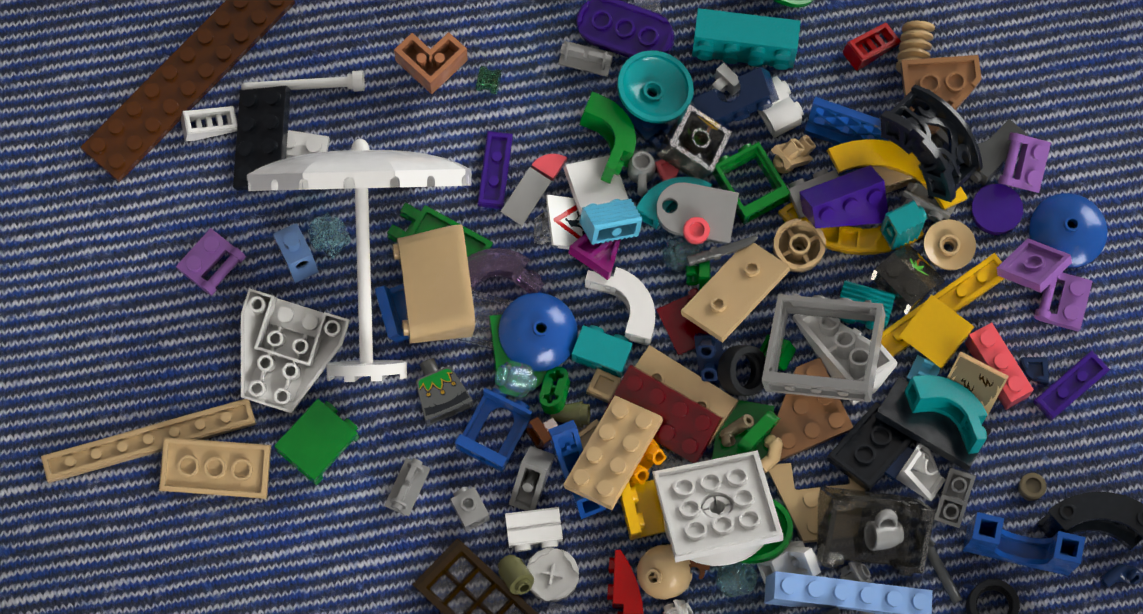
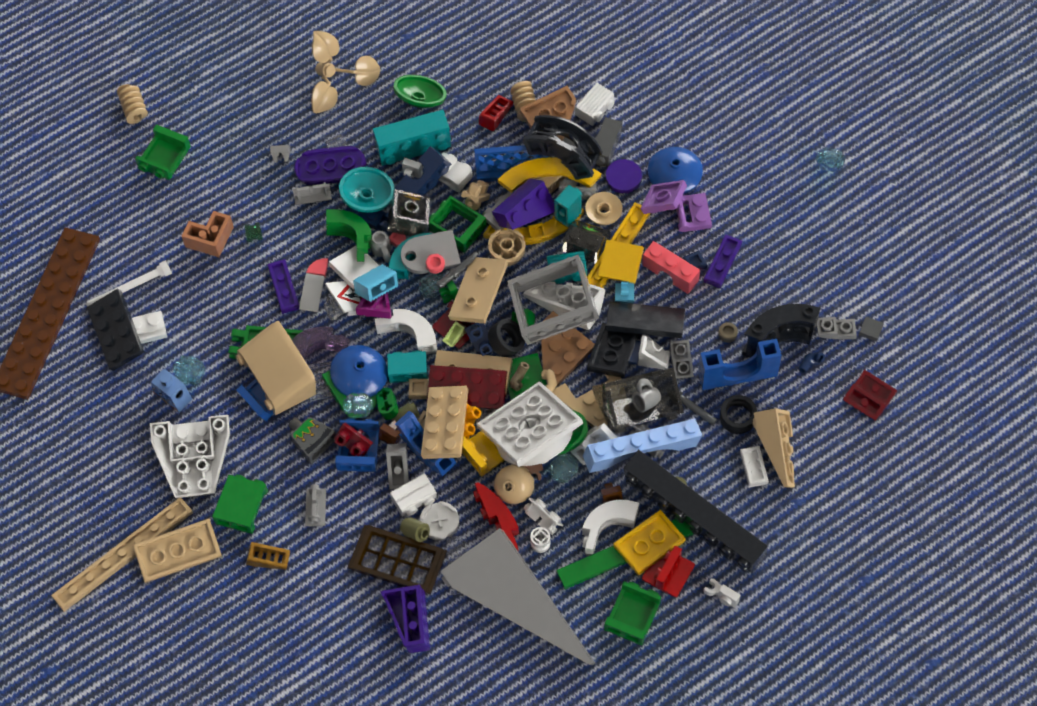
camera: 20 degrees left, 10 degrees down
(204, 258) = (109, 421): medium lavender plate -> none
(207, 115) = (63, 335): white slope -> none
(319, 512) = (259, 562): none -> pearl gold slope
(360, 170) = (196, 313): white piece -> none
(469, 508) = (364, 501): light grey brick -> none
(490, 421) = (353, 440): none -> dark red hips
(681, 334) = (454, 334): none -> yellowish green piece
(758, 432) = (535, 370): green beam -> none
(953, 400) = (651, 300): teal arch -> none
(978, 378) = (660, 284): dark tan slope -> none
(1005, 92) = (595, 104): none -> white brick
(1030, 163) = (631, 137): medium lavender plate -> none

